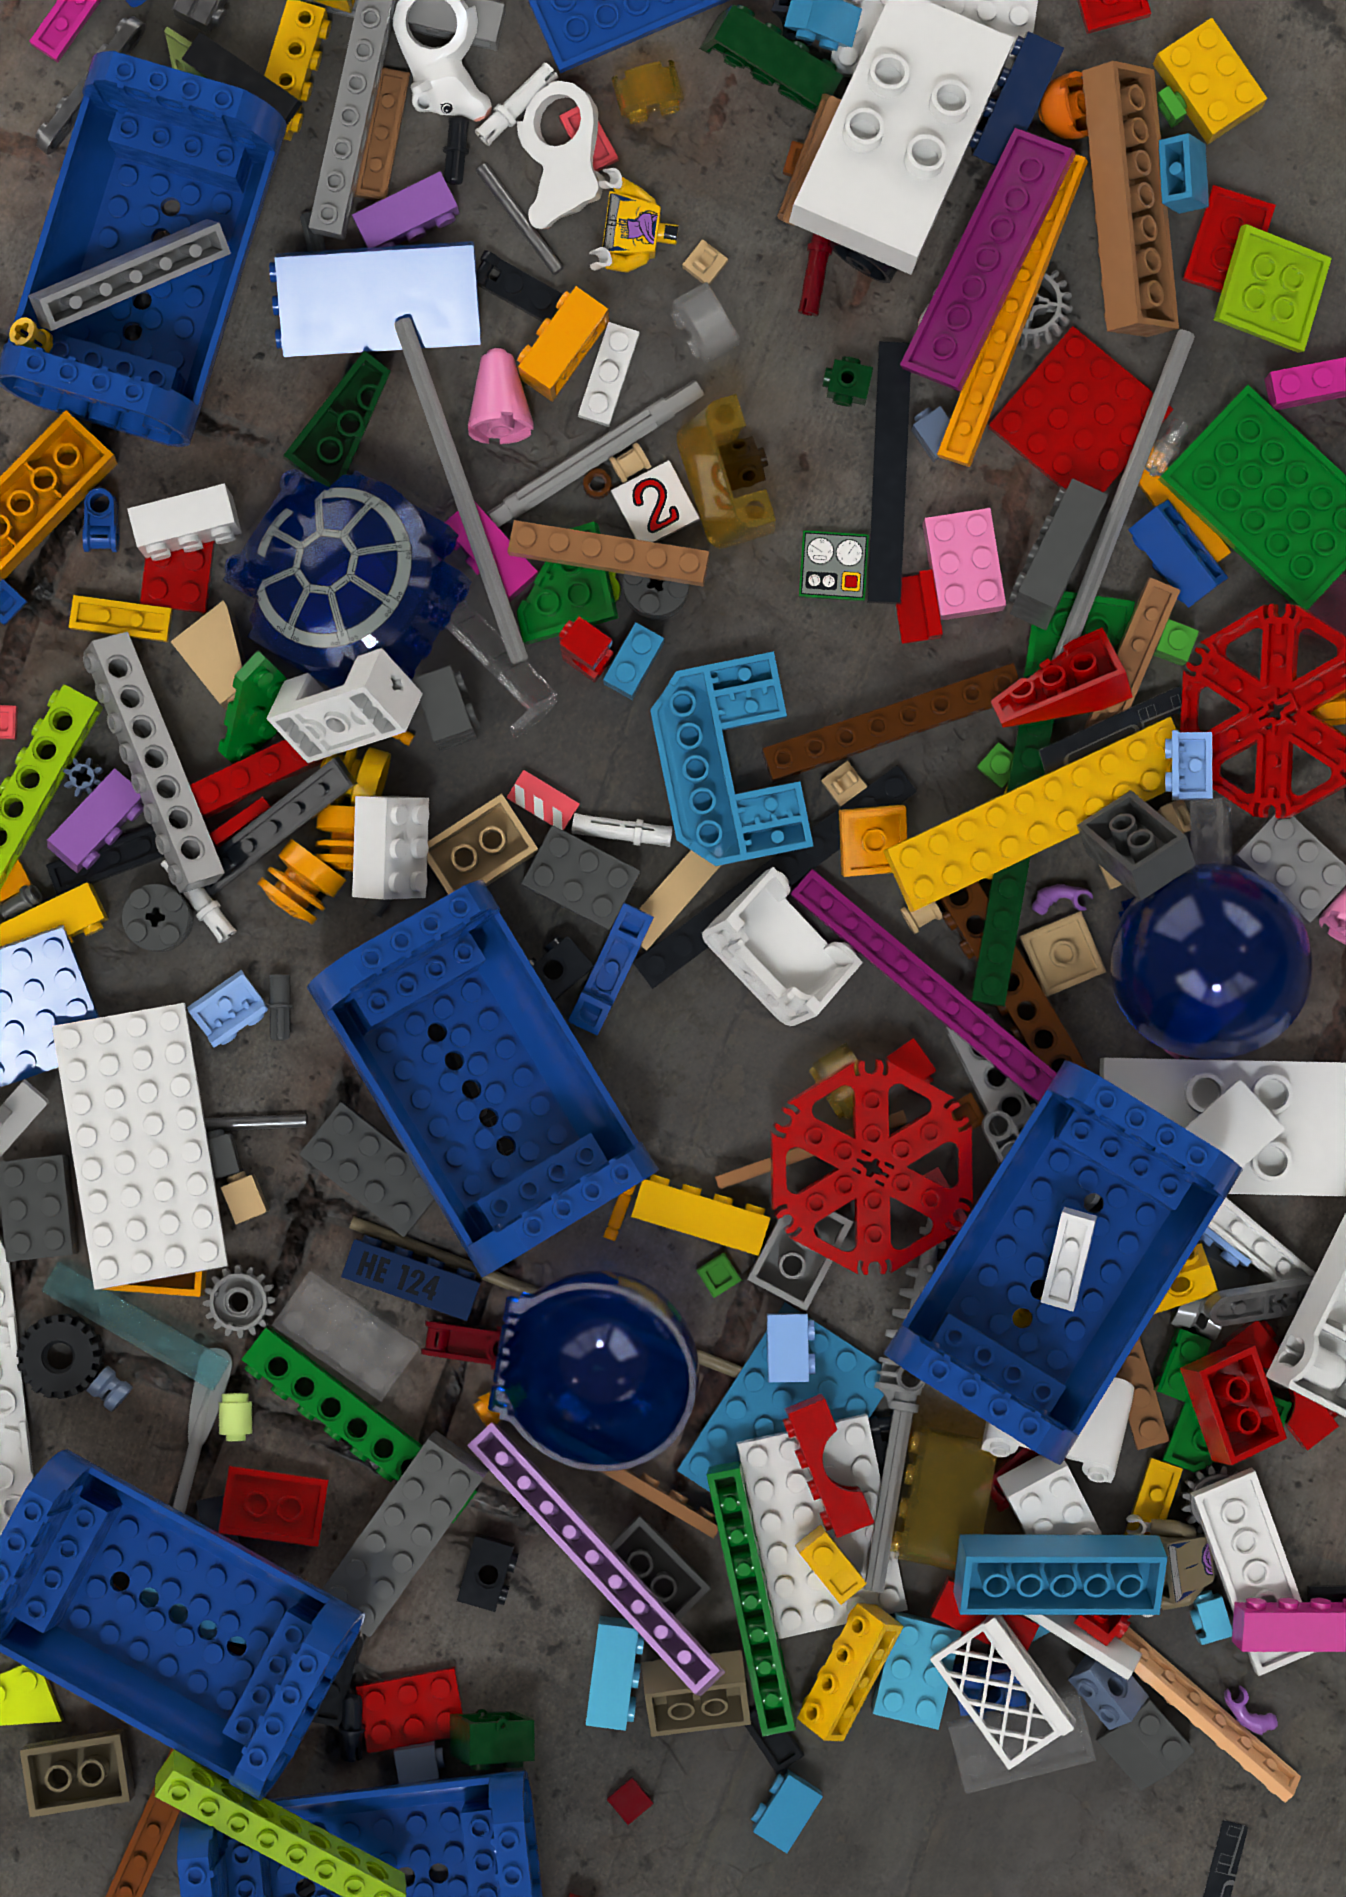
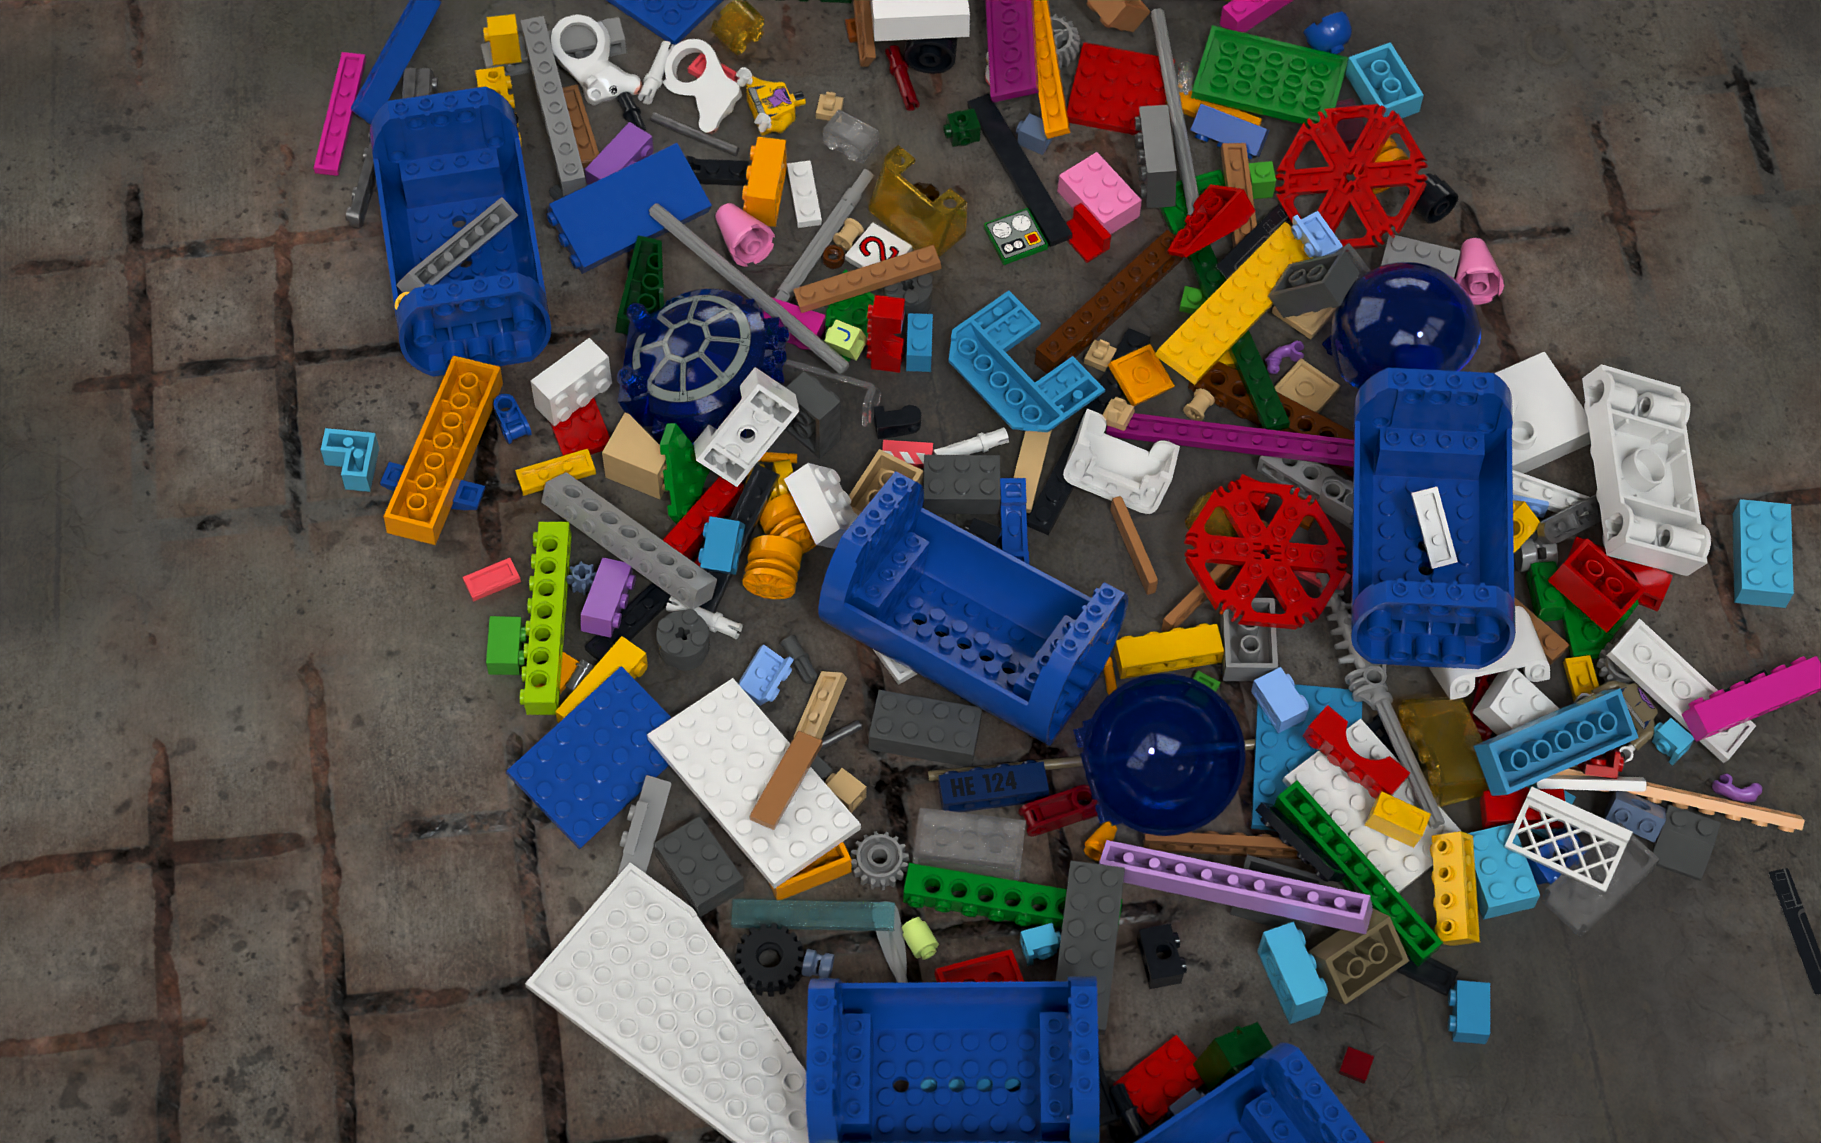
camera: 30 degrees left, 25 degrees down
(170, 1172) = (786, 780): none -> medium nougat tile
(249, 834) = (721, 545): none -> dark azure brick
(270, 1081) = (821, 704): none -> tan plate
(363, 1489) = (1039, 942): none -> medium azure brick
(539, 622) = (846, 339): none -> yellowish green brick
(560, 758) = (896, 422): none -> black leg
(704, 1537) = (1293, 836): none -> black plate
(739, 1058) = (1134, 545): none -> medium nougat tile
(813, 882) = (1118, 413): none -> tan tile

